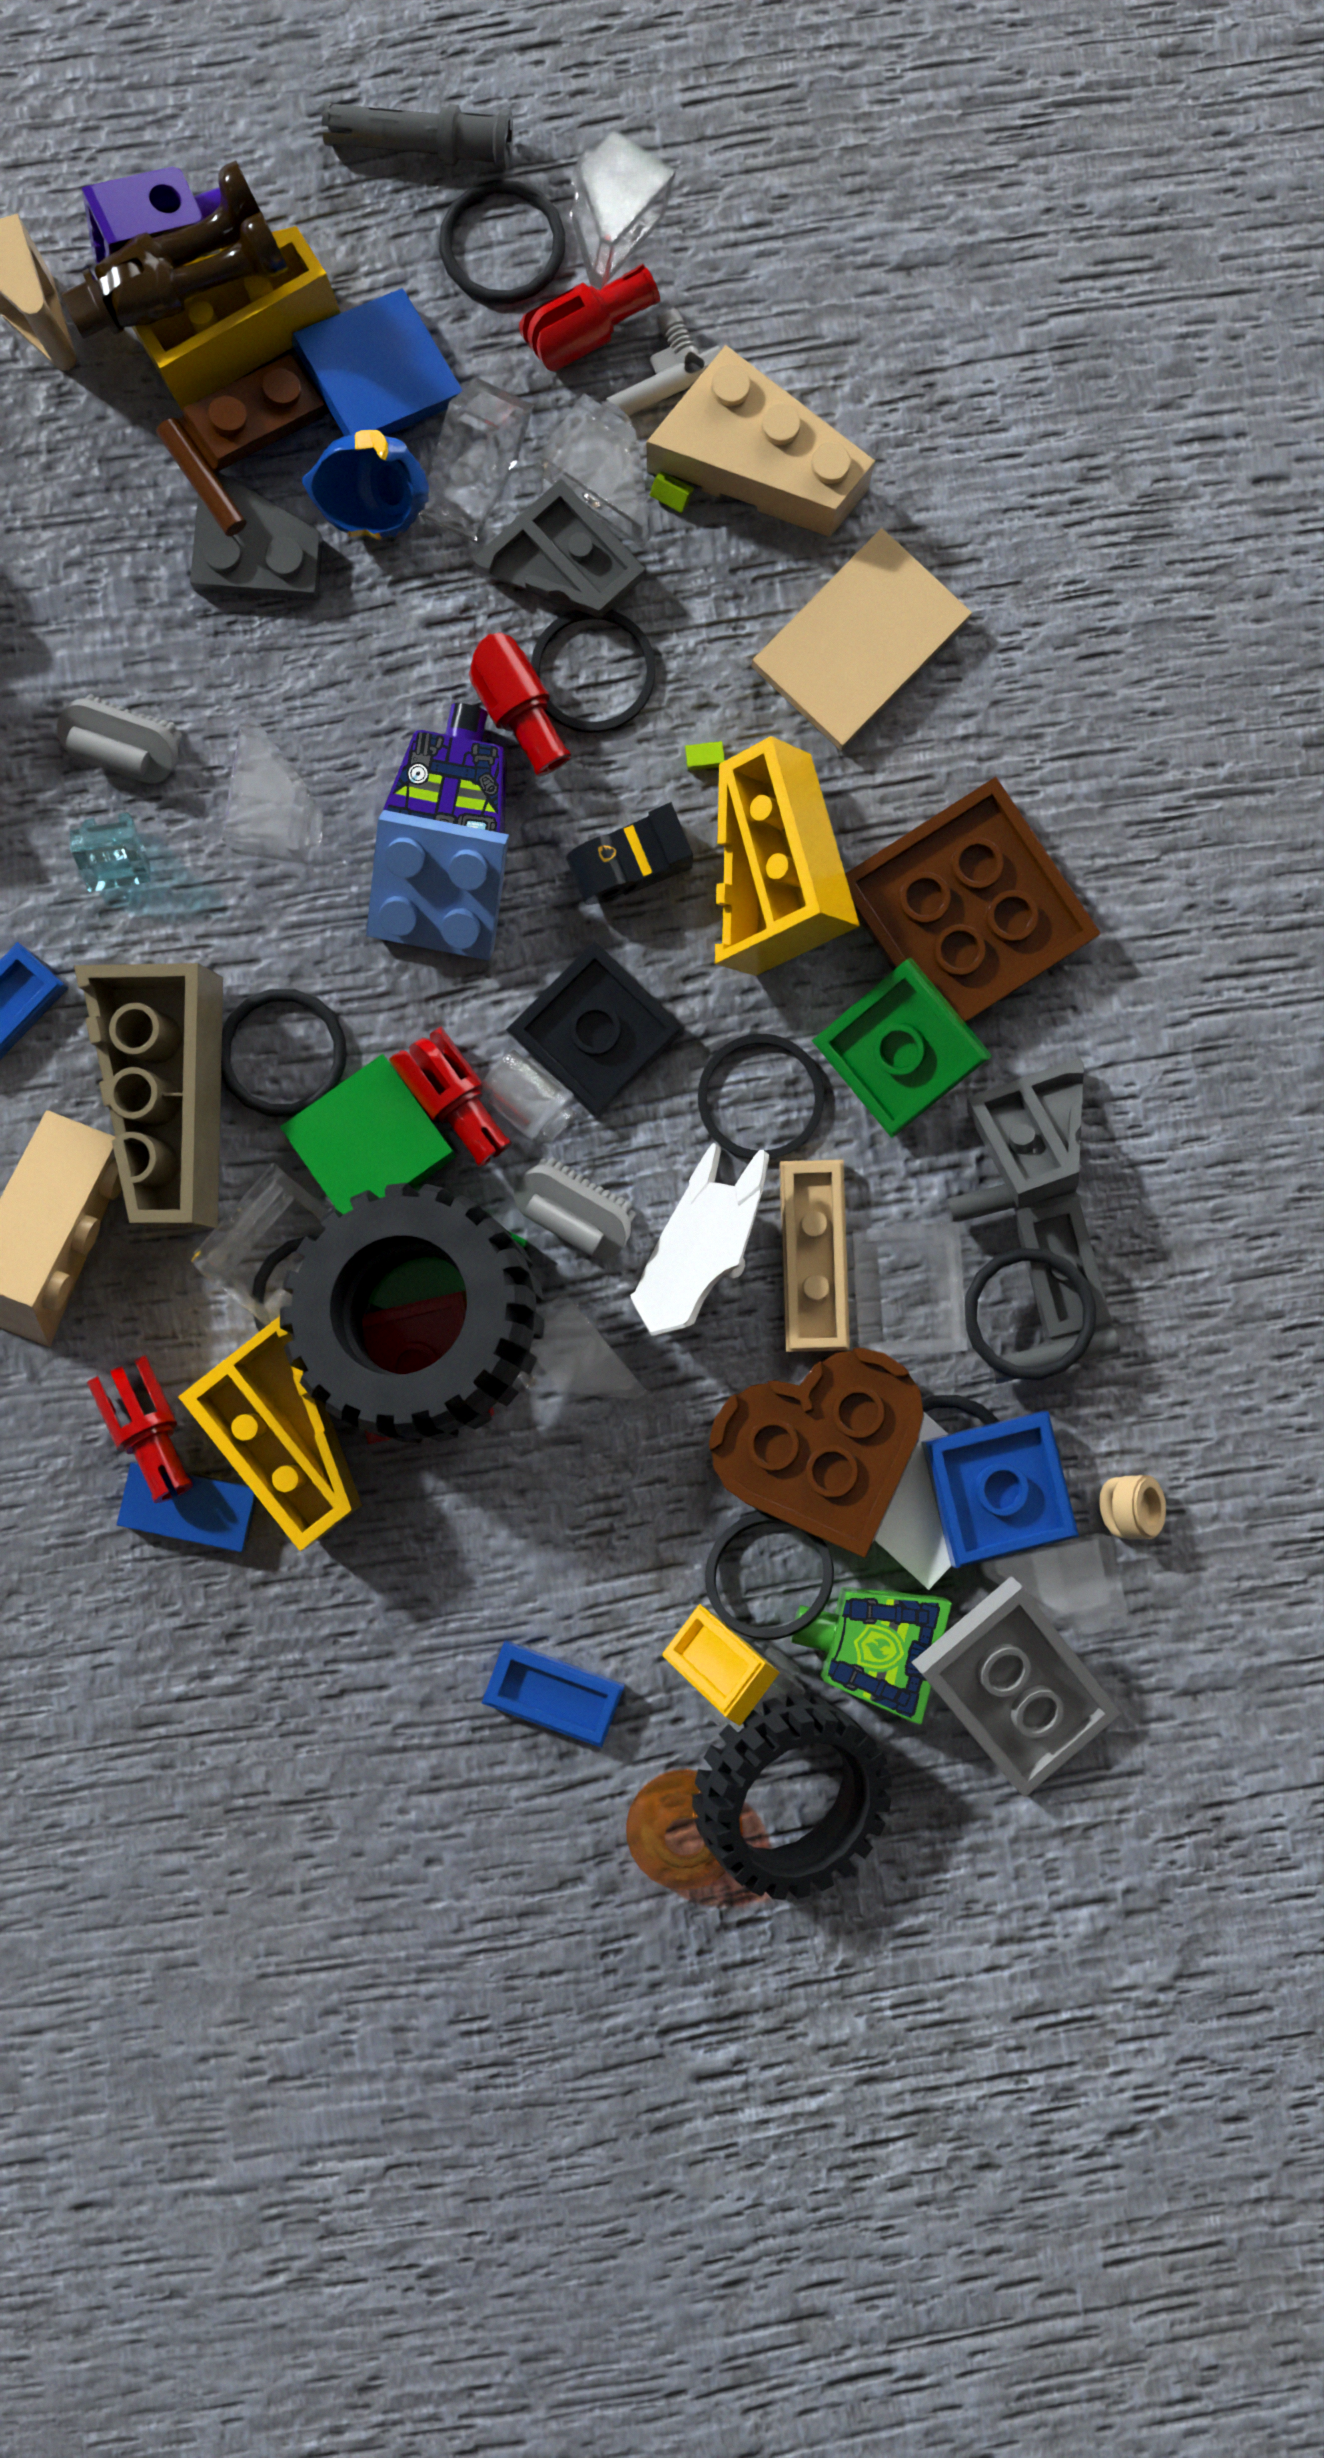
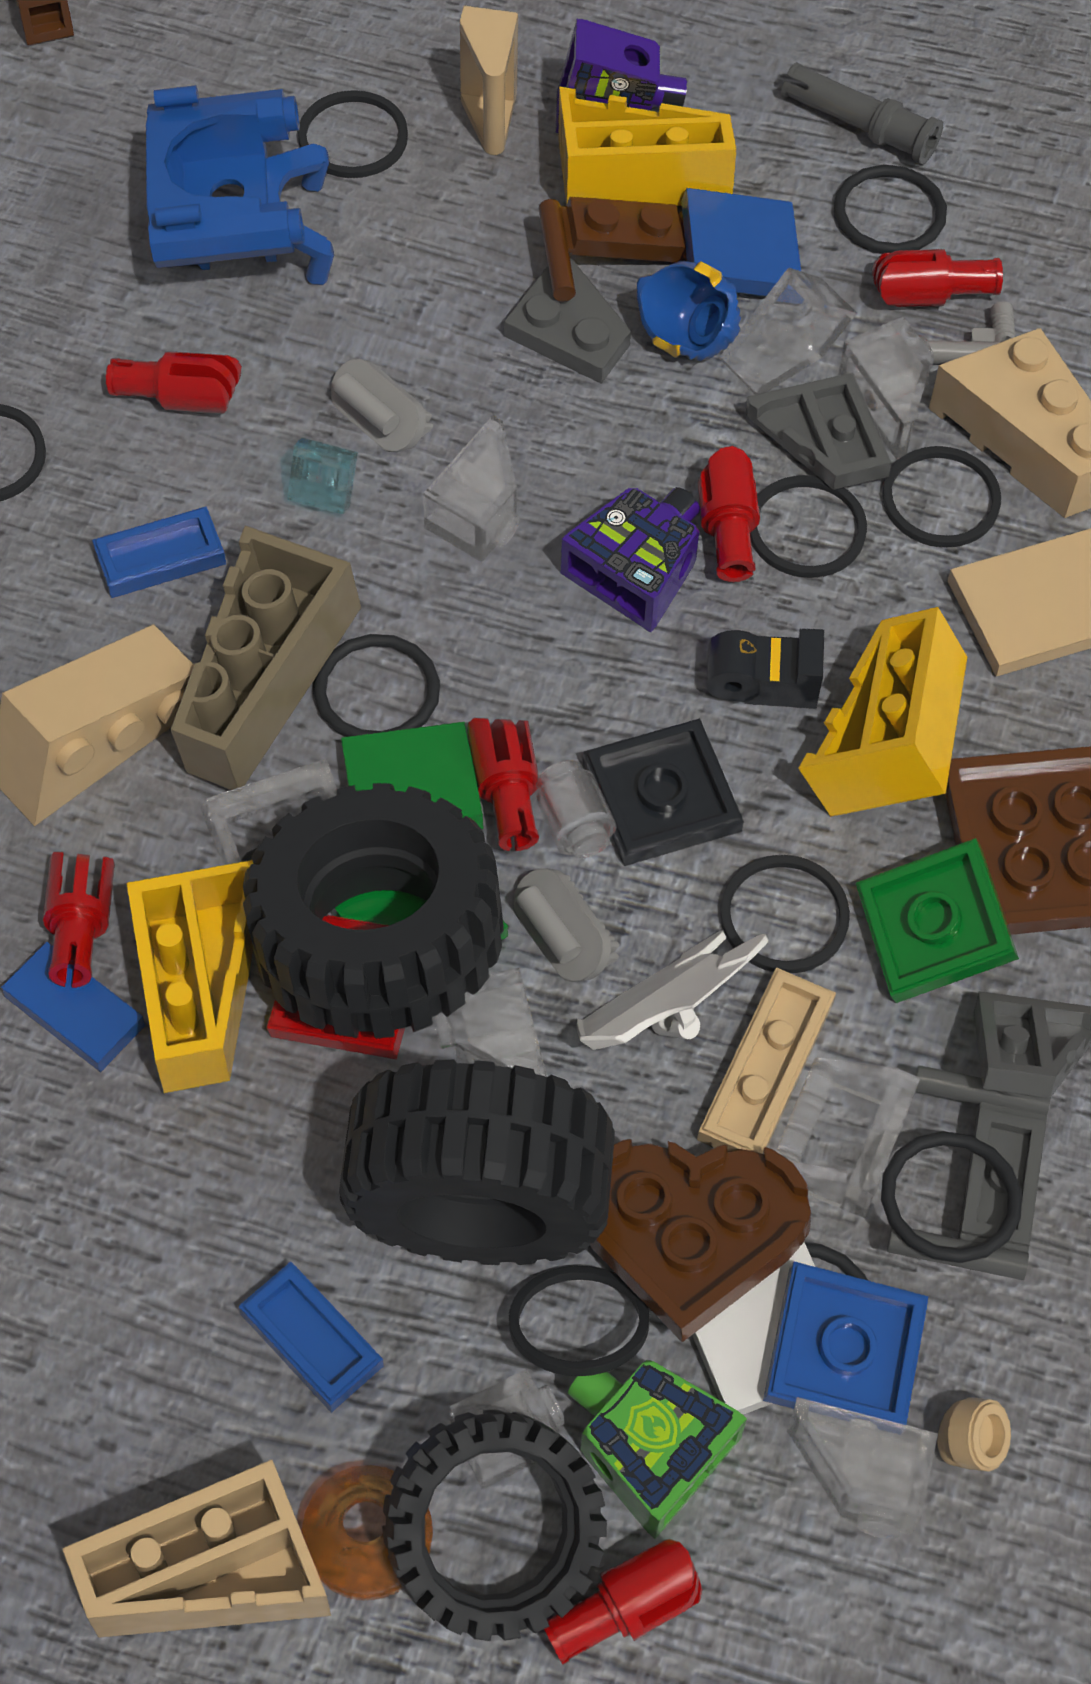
camera: 25 degrees right, 25 degrees down
(146, 274) = (603, 94): dark brown piece -> none
(436, 884) = (585, 610): medium blue plate -> none
(574, 1937) = (201, 1562): none -> tan wedge
(617, 204) = (1000, 212): clear slope -> none
(632, 1522) = (477, 1163): none -> black tyre
(671, 491) = (942, 426): lime piece -> none
(704, 755) = (865, 624): lime piece -> none
(712, 516) = (933, 539): none -> black piece
(720, 1664) = (488, 1366): yellow tile -> none
(924, 1785) = (629, 1600): none -> red arm
(1017, 1686) = (774, 1537): light grey plate -> none

